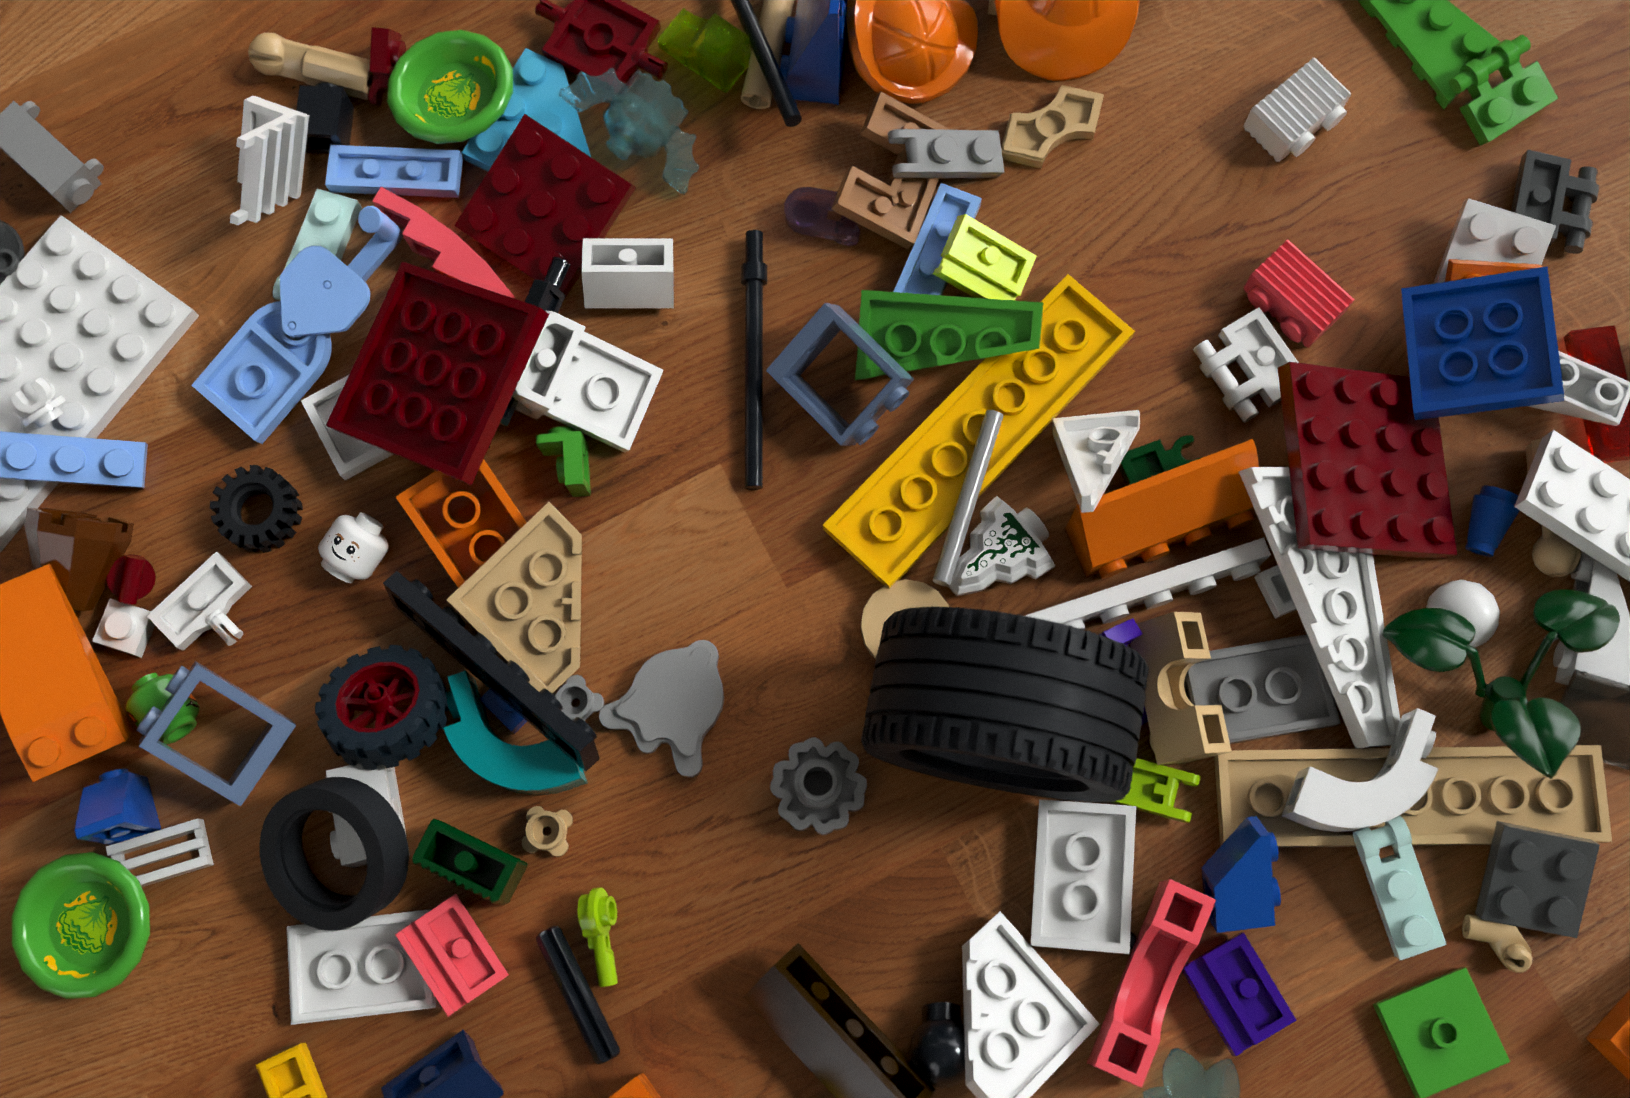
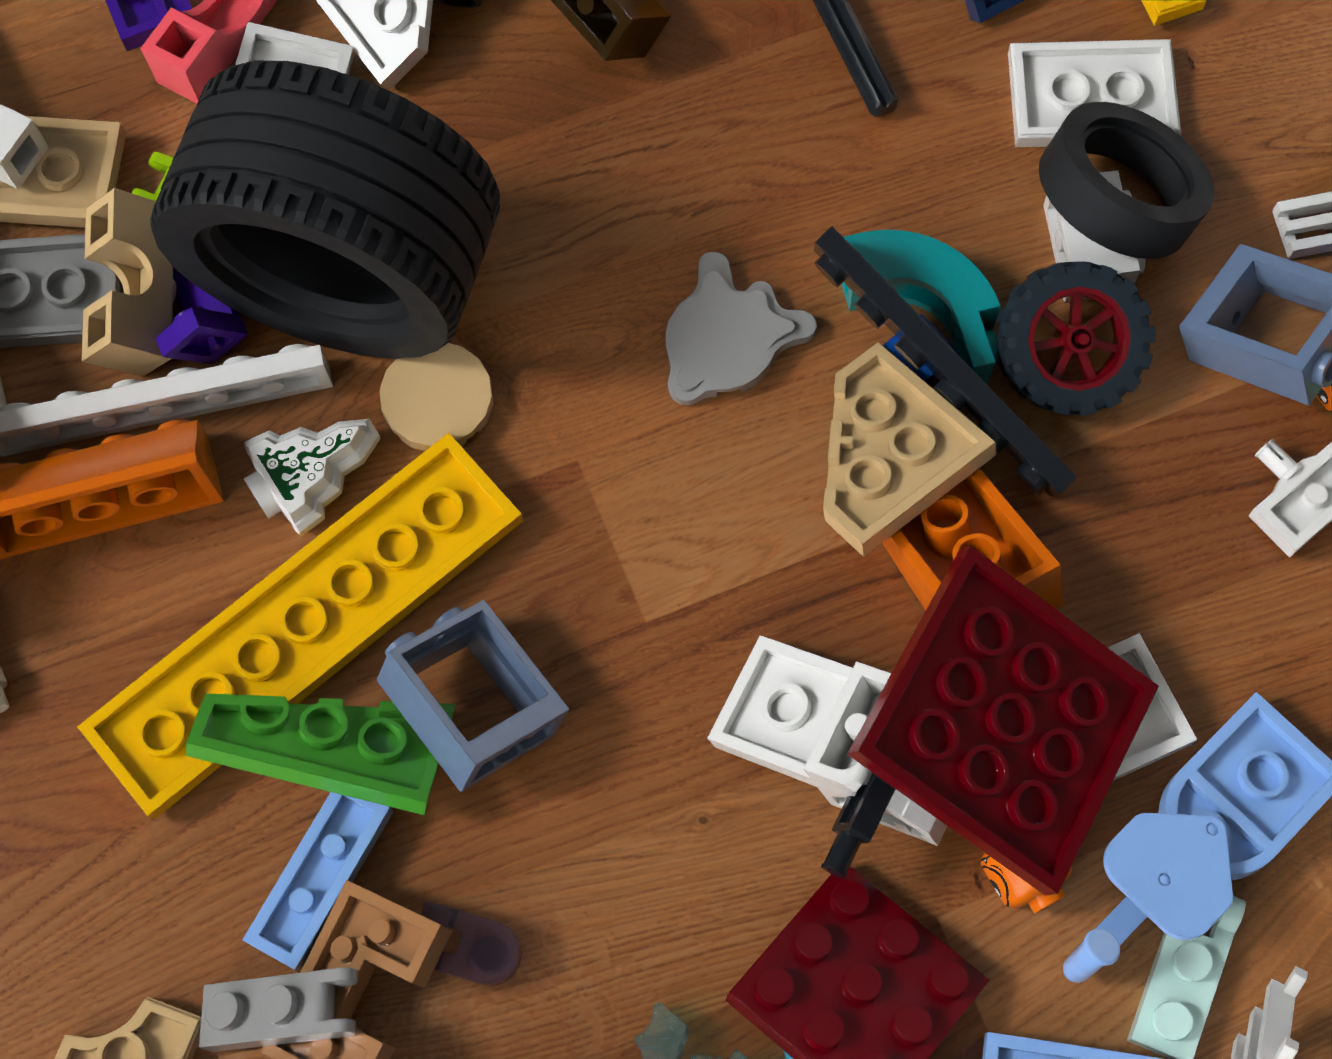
camera: 175 degrees left, 5 degrees down
(234, 495) = (1276, 586): black tyre -> none
(353, 547) = (1119, 541): white head -> none
(438, 243) = (979, 918): coral slope -> none
(452, 954) = (991, 86): coral plate -> none
(469, 862) = (969, 166): dark green brick -> none
(540, 819) = (882, 194): tan plate -> none
(574, 464) = (835, 619): bright green bracket -> none
(577, 689) = (842, 327): light grey plate -> none
(595, 916) = (829, 112): lime plate -> none
(628, 273) = (743, 870): white brick -> none
(754, 278) = (574, 866): black bar -> none
(818, 786) = (564, 225): light grey plant -> none
(968, 498) = (332, 525): light grey bar -> none
(983, 261) = (256, 837): neon yellow plate -> none
(1093, 450) = (166, 566): white wing -> none
(1153, 459) = (99, 554): dark green plate -> none
(1243, 879) = (107, 83): blue slope -> none

